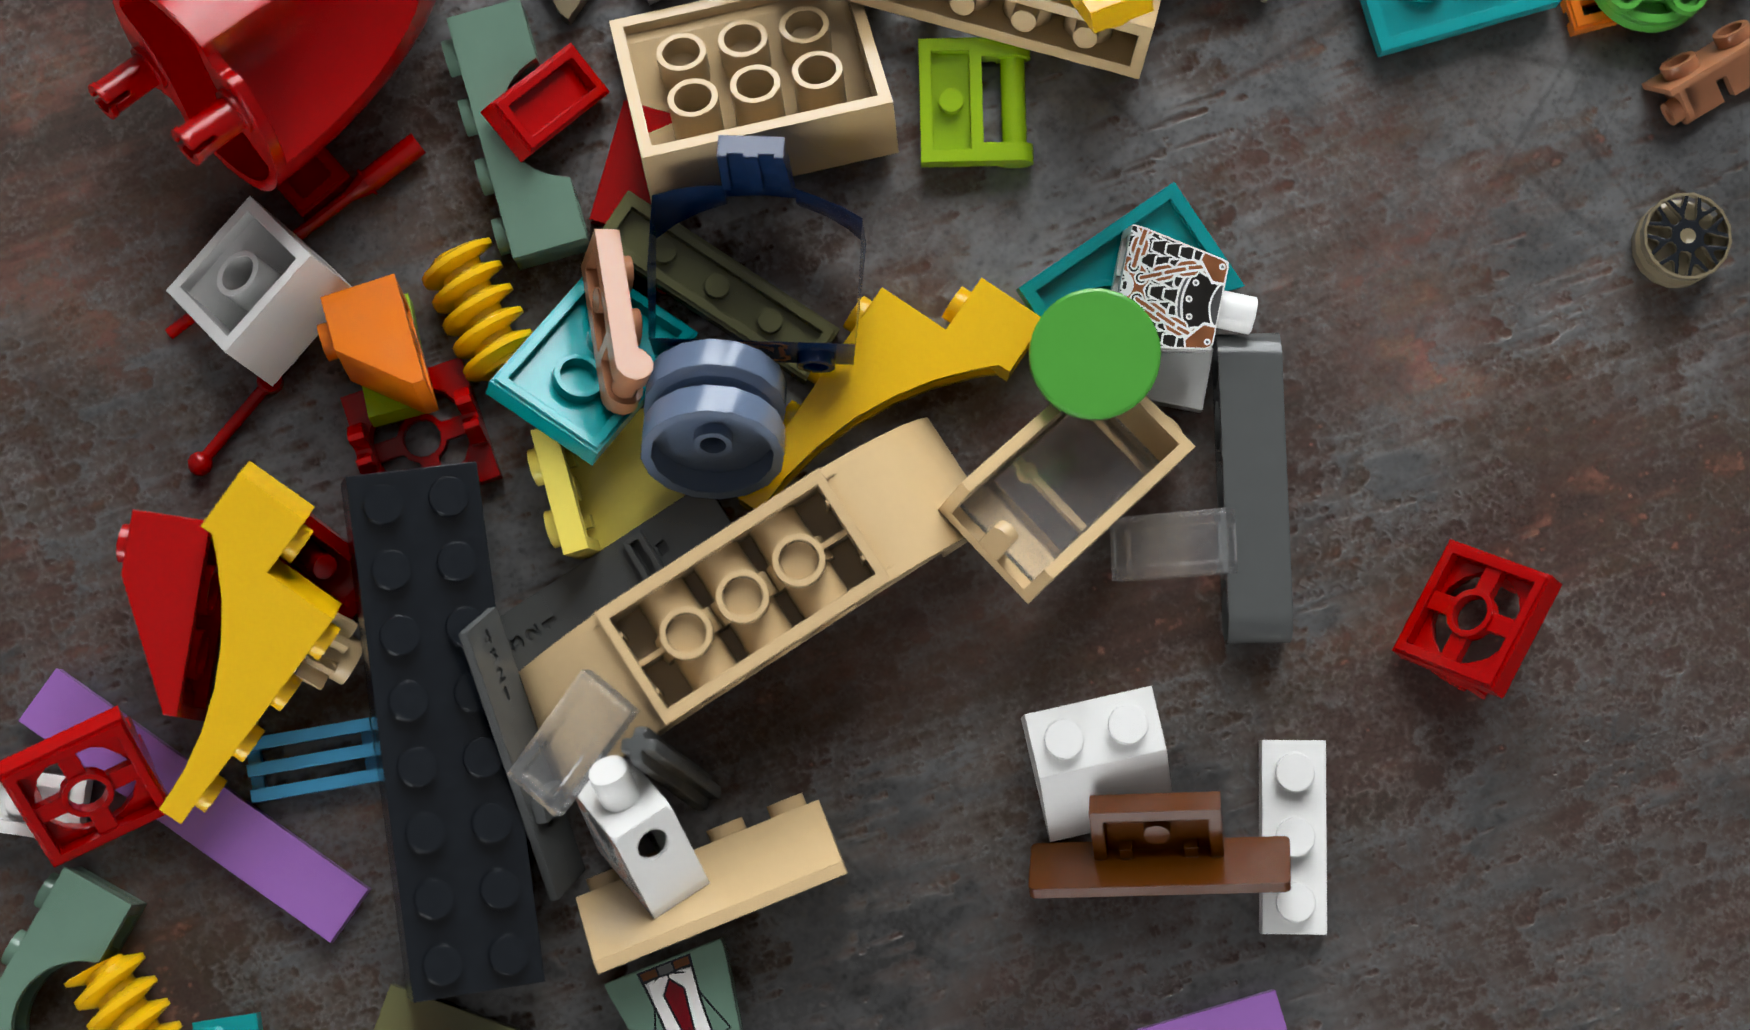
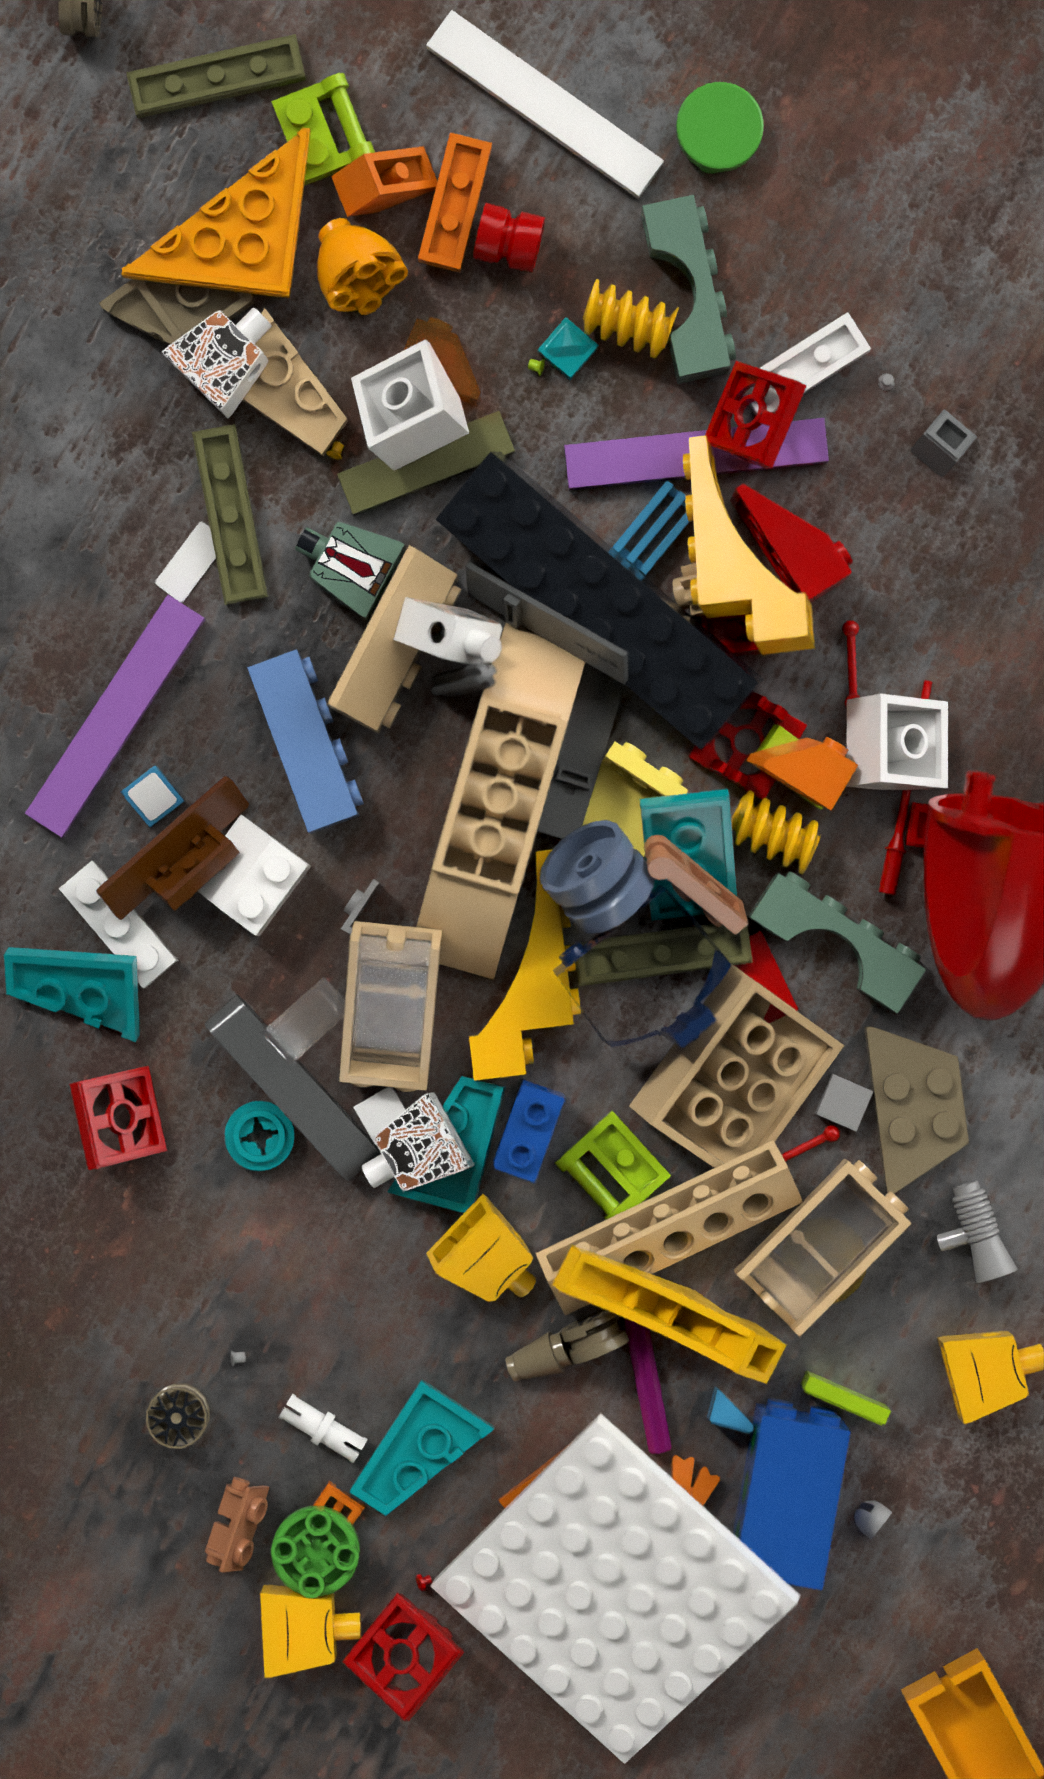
camera: 135 degrees right, 5 degrees up
(545, 102) = (835, 970): red tile -> none
(571, 740) = (523, 649): clear tile -> none
(910, 860) = (304, 741): none -> medium blue brick
(1010, 625) = (357, 904): none -> light grey bracket
(1031, 211) = (528, 1130): none -> blue panel
(1094, 354) = (429, 1079): bright green tile -> none
(1132, 947) = (152, 796): none -> white slope
(1197, 126) = (483, 1254): none -> yellow torso
(1361, 459) = (248, 1153): none -> teal gear
(1386, 798) = (80, 983): none -> teal wing
(1531, 94) = (322, 1428): none -> white pin
(1561, 250) = (237, 1357): none -> light grey piece

